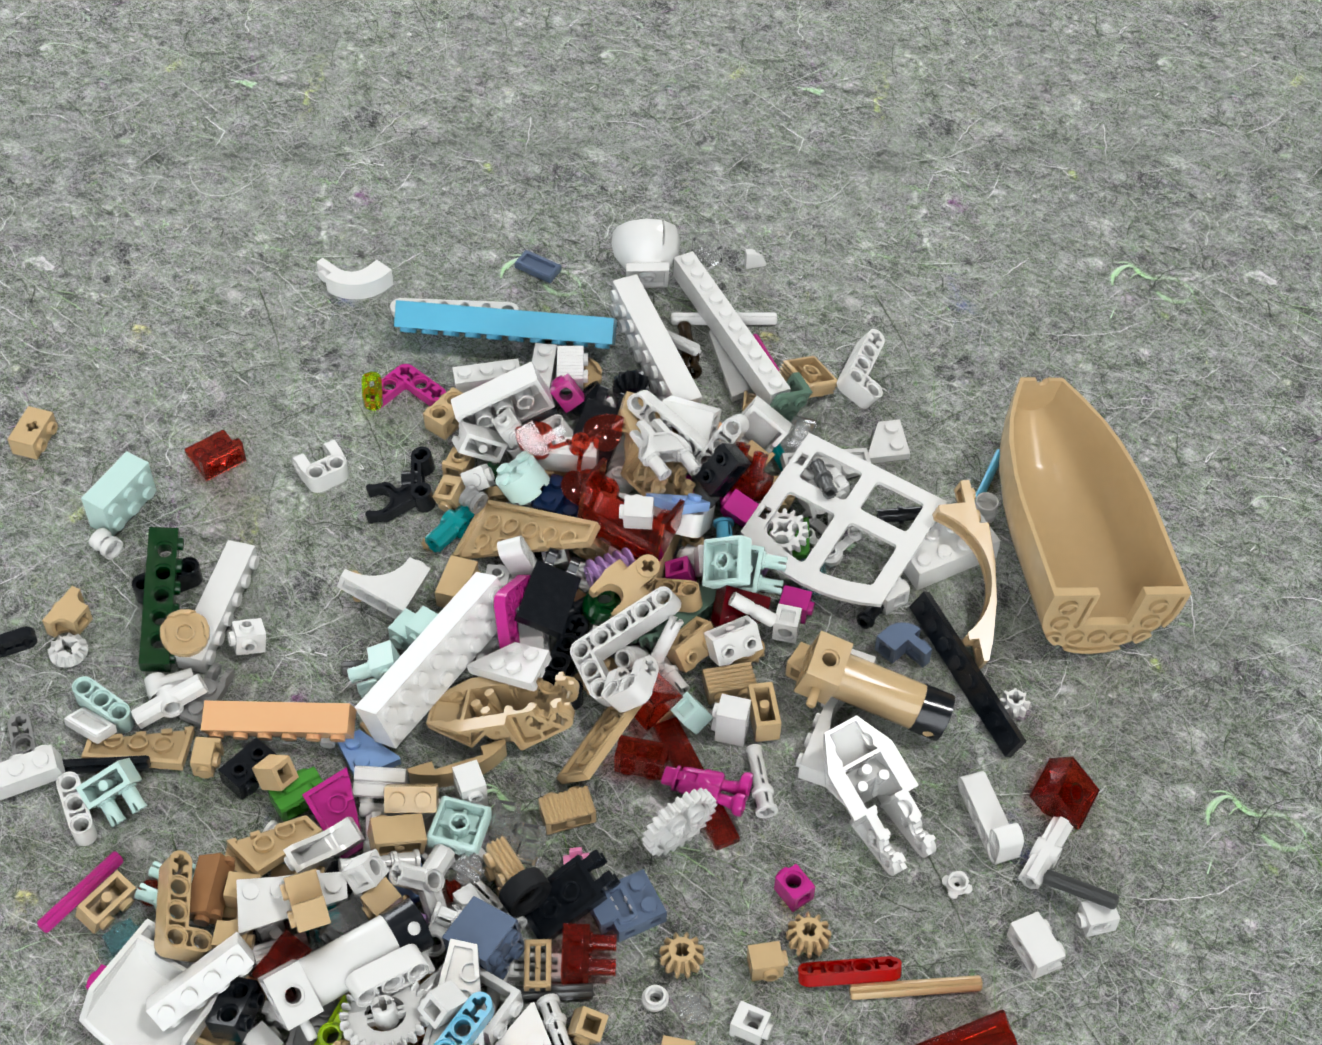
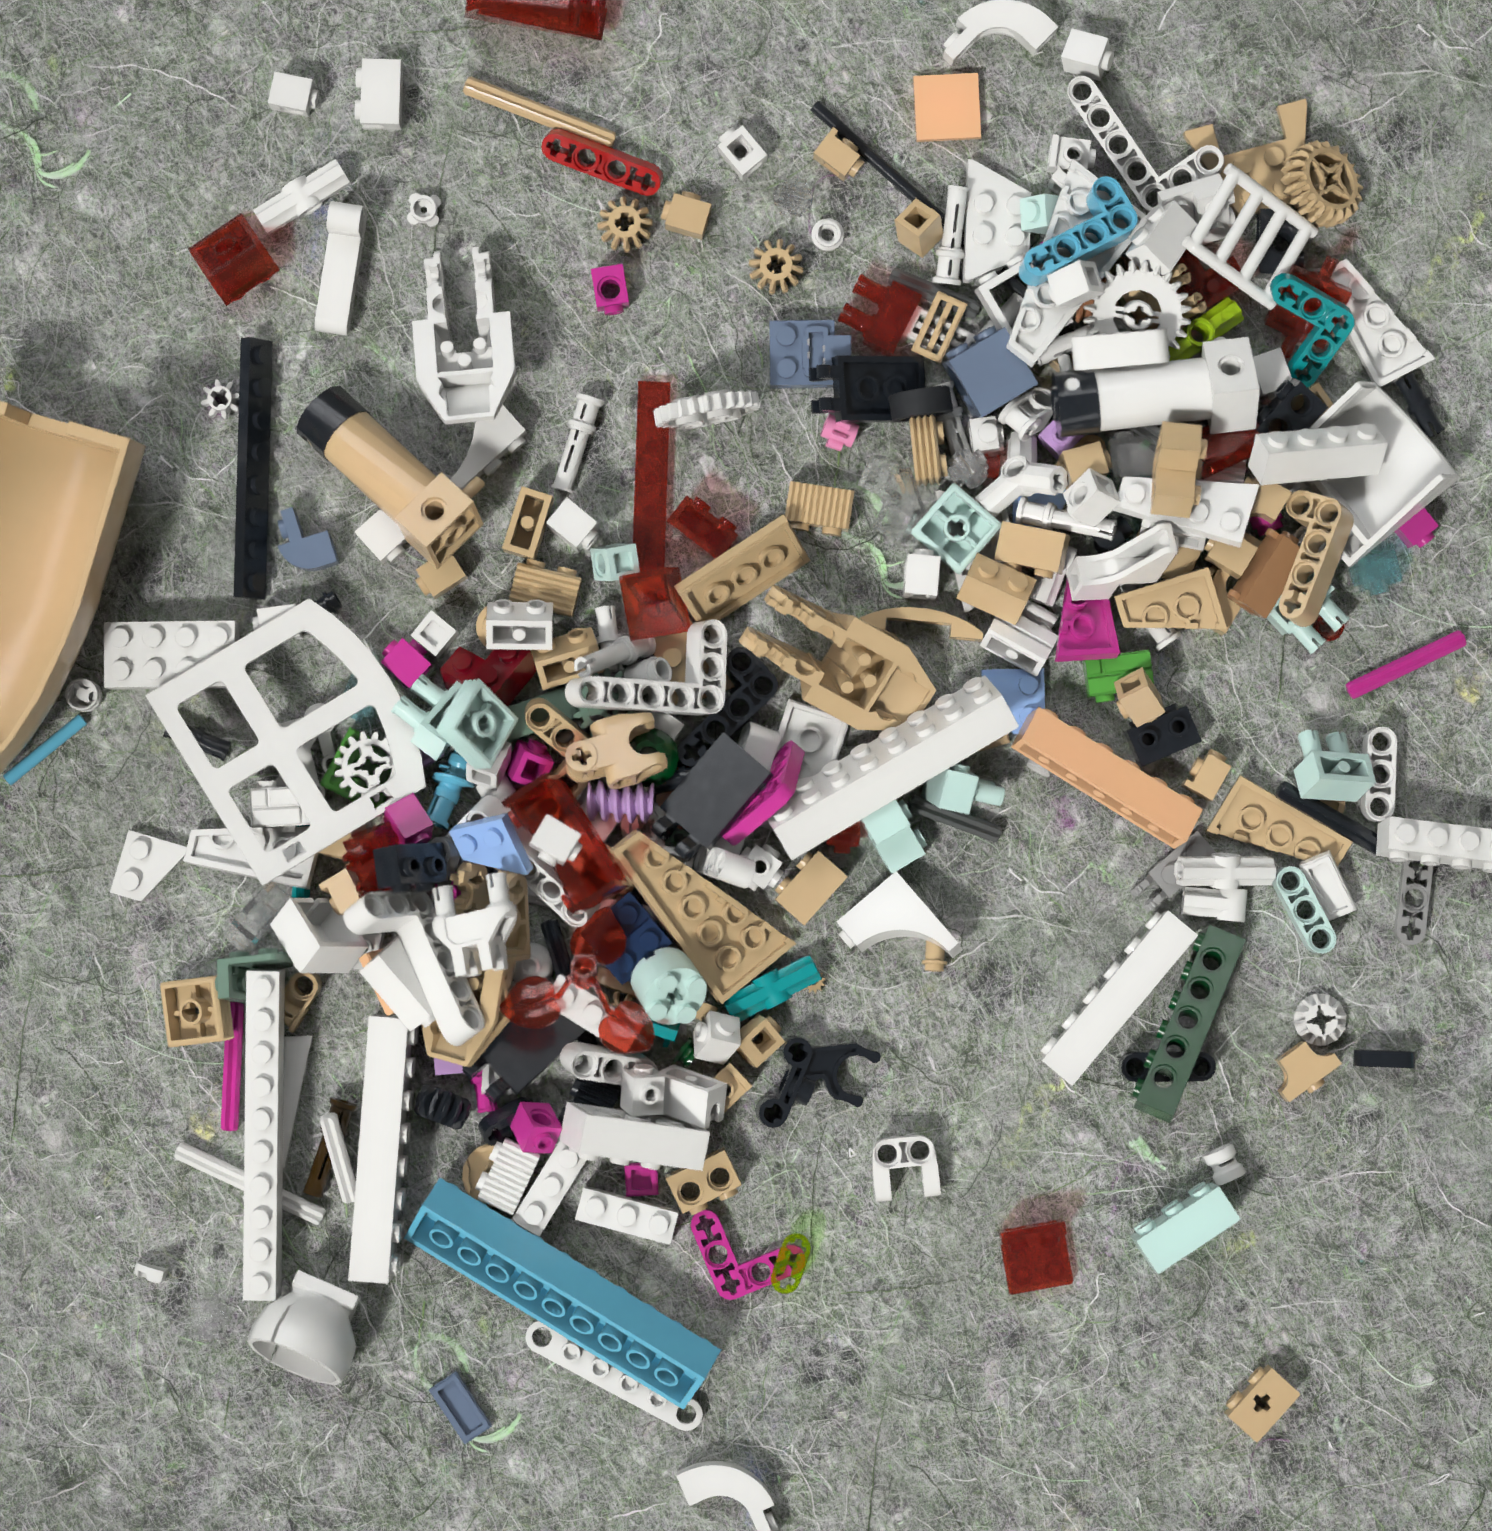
camera: 155 degrees left, 35 degrees up
(105, 902) = (1384, 625): tan brick -> none
(185, 633) = (1177, 952): tan tile -> none
(247, 636) = (1088, 927): white brick -> none
(473, 499) = (739, 997): light grey wheel -> none
(513, 665) = (803, 705): white wing -> none
(535, 443) = (633, 1010): clear brick -> none
(633, 689) = (682, 590): white piece -> none
(714, 781) = (647, 456): dark pink piece -> none
(750, 608) = (478, 654): white piece -> none
(823, 478) = (282, 806): dark grey pin -> none
(854, 378) = (117, 997): white beam -> none
(965, 522) = (140, 654): tan slope -> none
(1081, 889) = (297, 123): dark grey axle -> none

